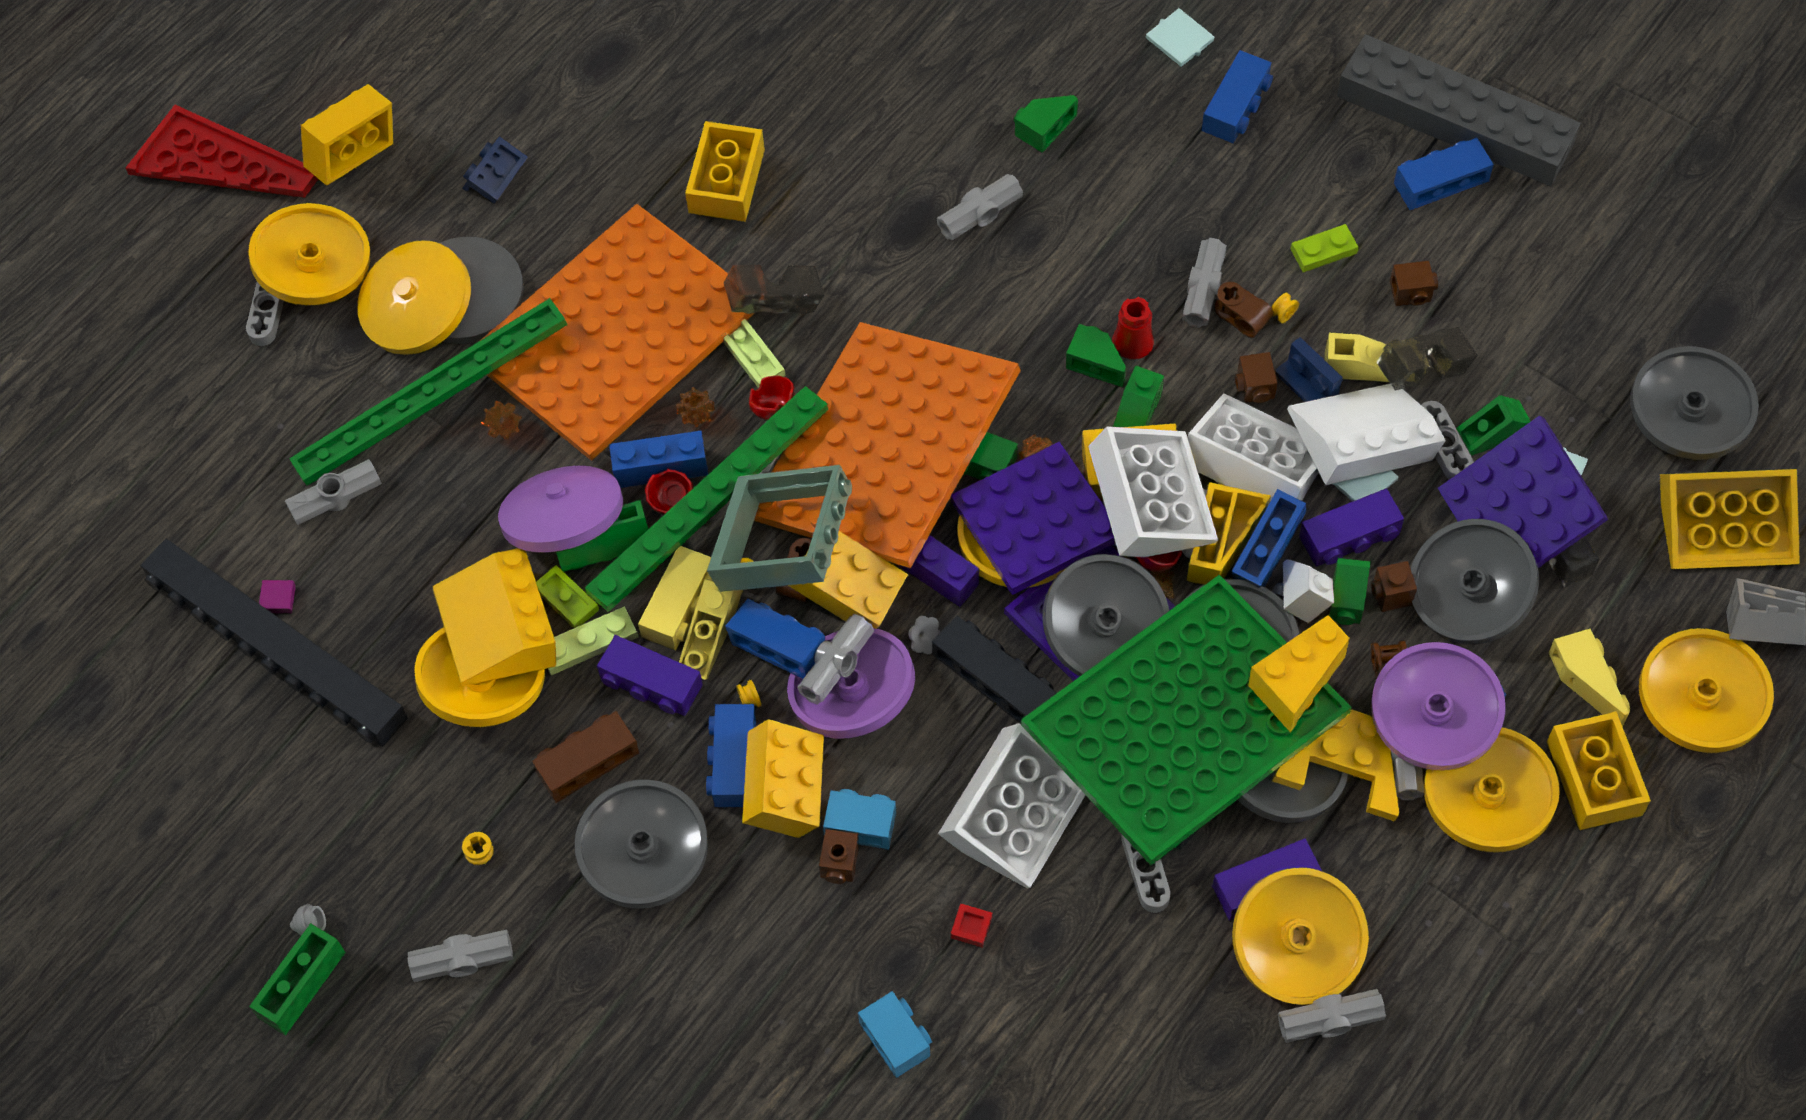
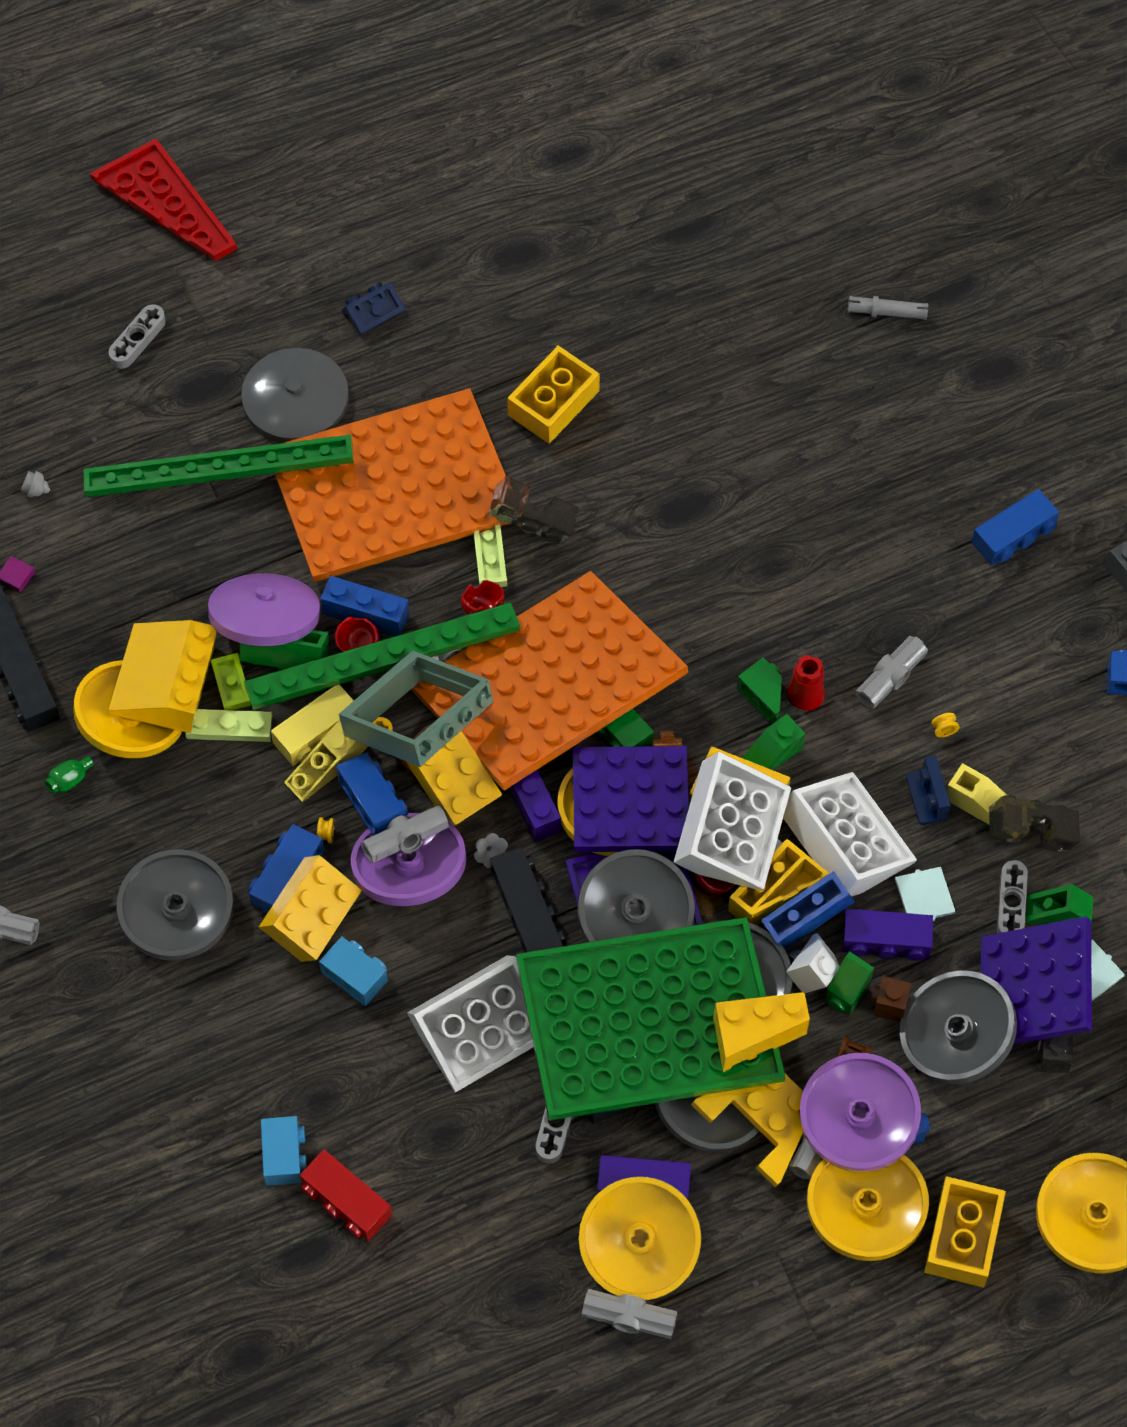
camera: 25 degrees right, 0 degrees up
(245, 498) = (35, 484): none -> light grey plate
(309, 254) = (189, 310): yellow dish -> none
(318, 500) = (117, 511): light grey piece -> none
(347, 134) = (270, 225): yellow brick -> none
(414, 297) = (250, 383): yellow dish -> none
(450, 770) = (67, 775): none -> green plant
(481, 858) = (61, 849): yellow bush -> none
(510, 420) = (264, 509): clear orange gear -> none
(585, 756) = (173, 815): reddish brown brick -> none
(649, 676) = (258, 777): dark purple brick -> none
(695, 407) = (418, 578): clear orange gear -> none
(839, 856) = (320, 991): reddish brown brick -> none
(971, 925) = (391, 1097): red plate -> none
(979, 207) = (744, 520): light grey piece -> none
(985, 1046) = (345, 1196): none -> red brick
(1044, 120) = (842, 472): green slope -> none
(1180, 37) = (1001, 454): light aqua piece -> none
(1243, 311) = (910, 712): reddish brown piece -> none
(1256, 378) = (885, 772): reddish brown brick -> none
(1324, 248) = (1012, 691): lime plate -> none
(1366, 432) = (945, 861): white slope -> none
(1413, 283) = (1067, 756): reddish brown brick -> none
(1585, 671) = (1007, 1146): light yellow slope -> none

